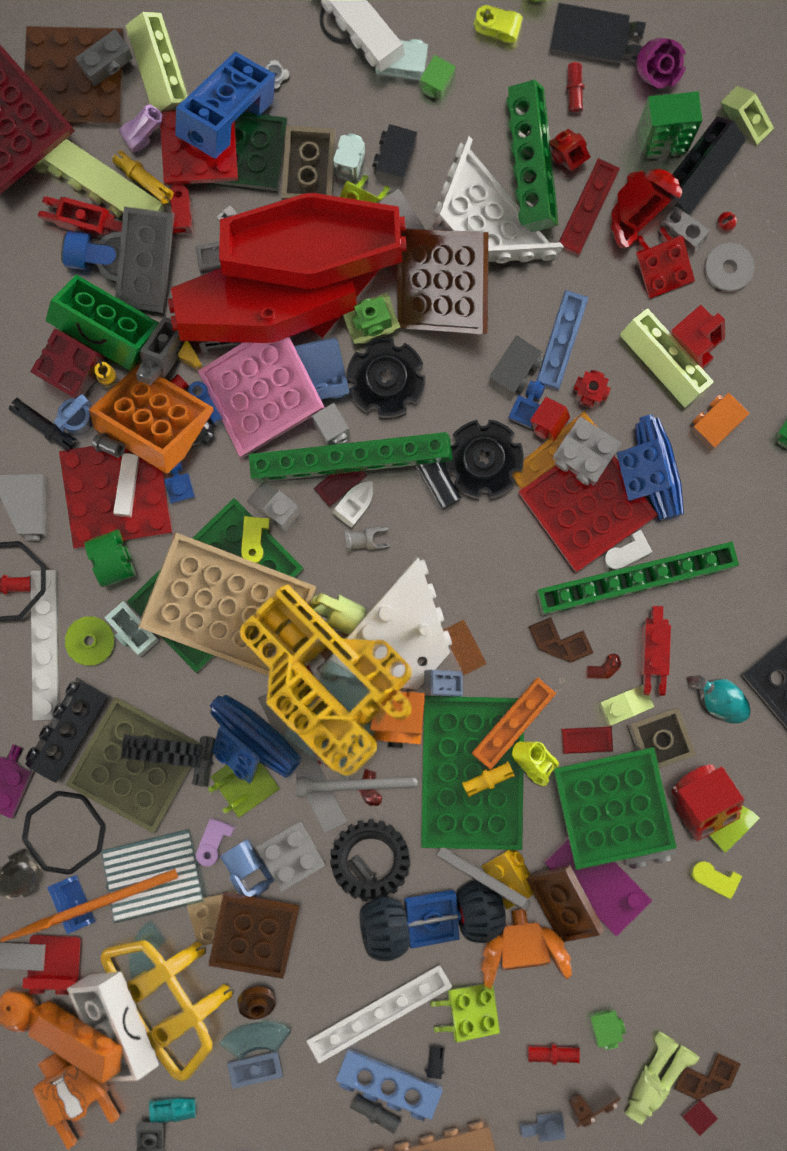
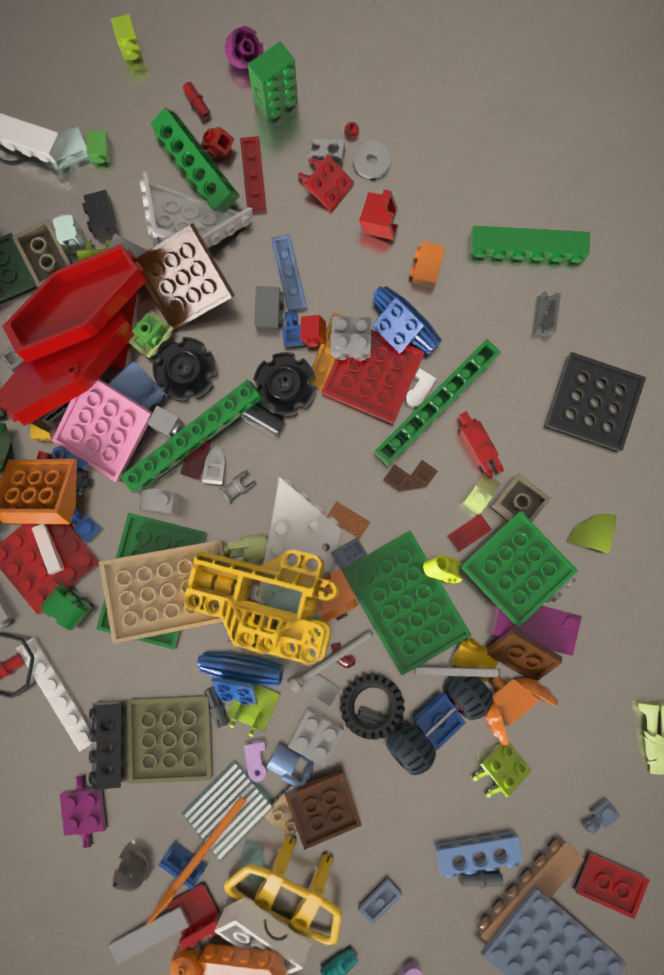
camera: 30 degrees left, 0 degrees up
(43, 803) = (174, 826): black piece -> none
(100, 649) = (96, 667): lime plate -> none
(102, 442) = (14, 529): dark grey pin -> none
(126, 623) = (101, 644): light aqua brick -> none
(159, 352) = (15, 443): dark grey hinge -> none
(161, 751) = (180, 721): black tyre -> none
(252, 538) = (157, 532): neon yellow leg -> none
(255, 1037) = (366, 878): clear light blue tile -> none
(256, 1003) = (353, 854): reddish brown plate -> none
(379, 1013) = (442, 809): white plate -> none
(435, 1062) = (501, 818): black pin -> none
(488, 779) = (419, 601): yellow pin -> none
(500, 25) = (119, 86): neon yellow piece -> none
(513, 723) = (413, 551): orange tile -> none
(554, 1054) = (578, 762): red pin -> none
(586, 1114) = (627, 790): reddish brown hinge -> none
(591, 397) = (332, 299): red brick -> none
(595, 34) = (189, 57): black tile -> none
(607, 670) = (454, 476): clear red arm -> none
(607, 1029) = (603, 722): bright green brick -> none
(640, 202) = (286, 147): red torso -> none
(666, 358) = (366, 242): yellowish green brick -> none
(706, 162) = (313, 100): black brick -> none
(706, 875) = (604, 575): neon yellow leg -> none
(707, 800) = (577, 524): red piece -> none
(722, 698) = (542, 449): teal hair -> none
(747, 113) = (322, 50): yellowish green slope -> none

